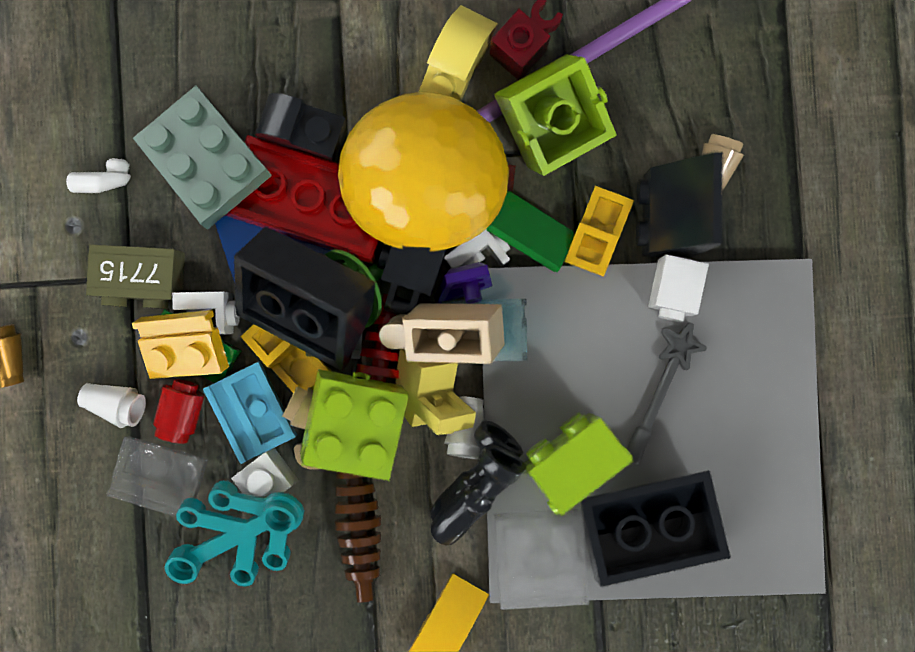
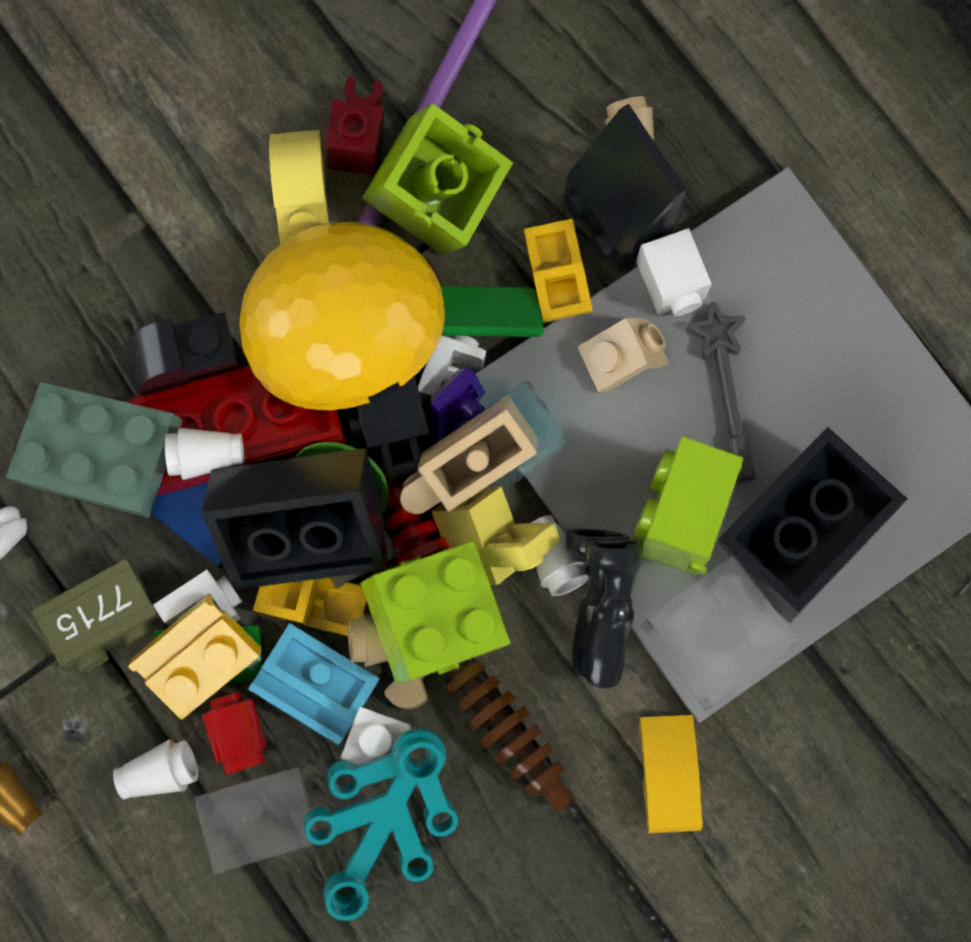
camera: 40 degrees left, 10 degrees down
(266, 208) = (200, 451): none -> white cone
(605, 320) = (623, 352): none -> tan bracket

